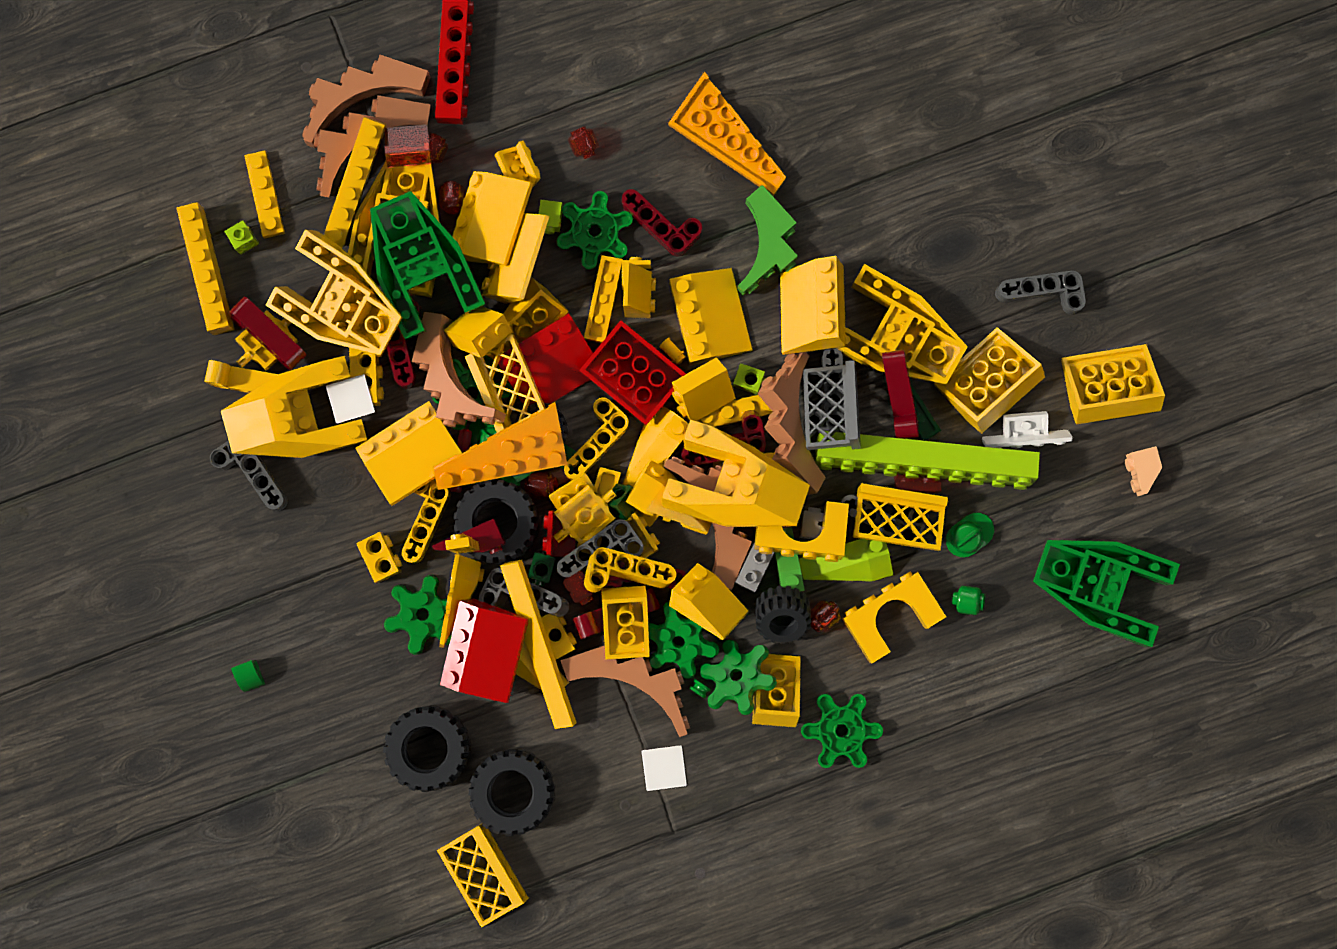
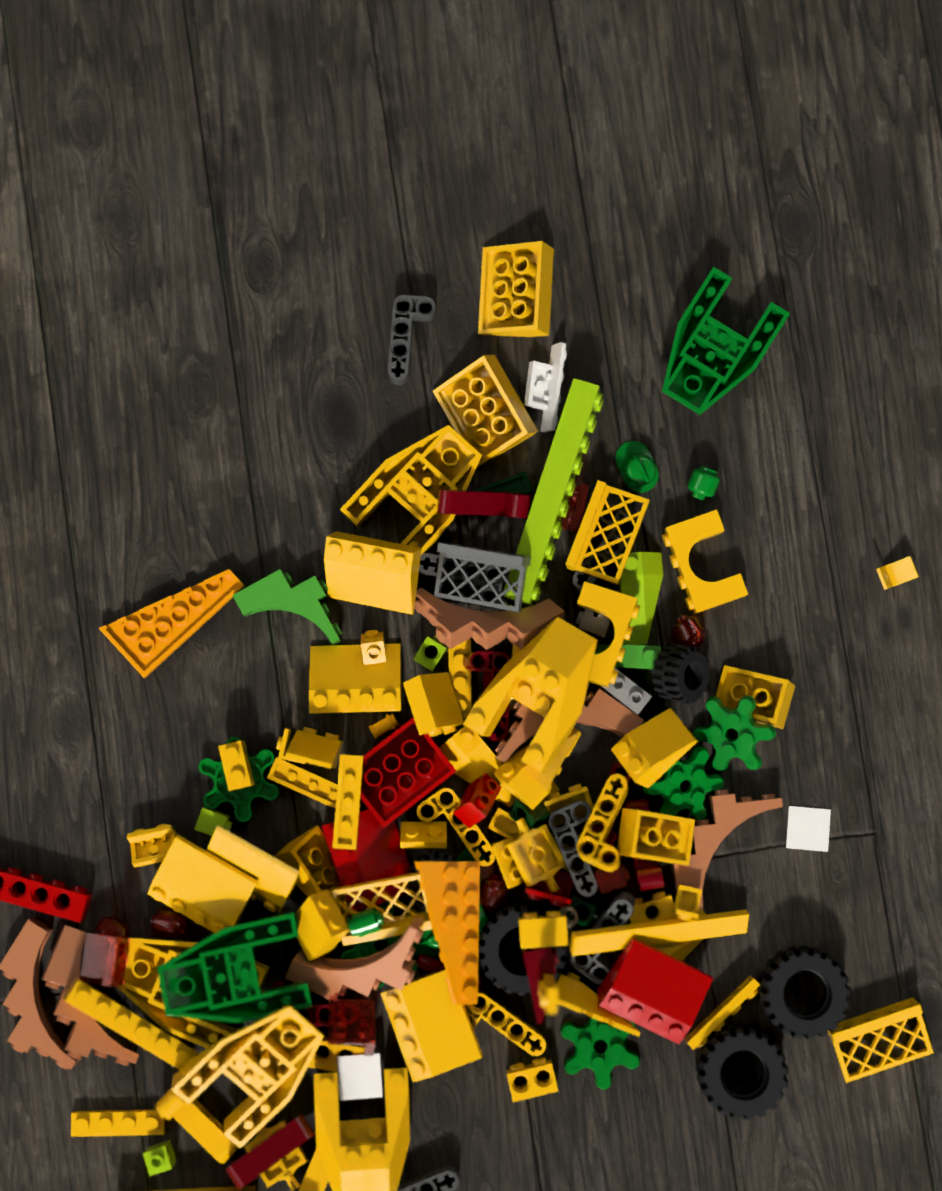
camera: 75 degrees left, 0 degrees up
(279, 264) = (198, 1124): none -> yellow beam
(396, 380) = (352, 1023): none -> clear red bracket
(484, 726) = (716, 1018): none -> yellow plate
(490, 371) = (366, 922): none -> green brick
(517, 533) = (543, 930): none -> yellow brick
(530, 561) = (572, 922): none -> dark tan bush
(571, 663) = (687, 902): none -> yellow bracket
(580, 409) = (423, 834): none -> yellow bracket
(583, 142) = (143, 770): clear red head -> none
(596, 331) = (348, 802): none -> yellow plate
(606, 224) = (236, 765): none -> yellow brick
(623, 450) = (477, 800): none -> red brick
(659, 220) = (243, 710): dark red beam -> none
(700, 689) = (736, 774): green bush -> none
(743, 324) = (373, 647): none -> yellow bracket
(857, 730) = (822, 647): green plate -> none
(925, 802) = (897, 572): none -> yellow bracket
(1144, 469) = (608, 278): light nougat slope -> none

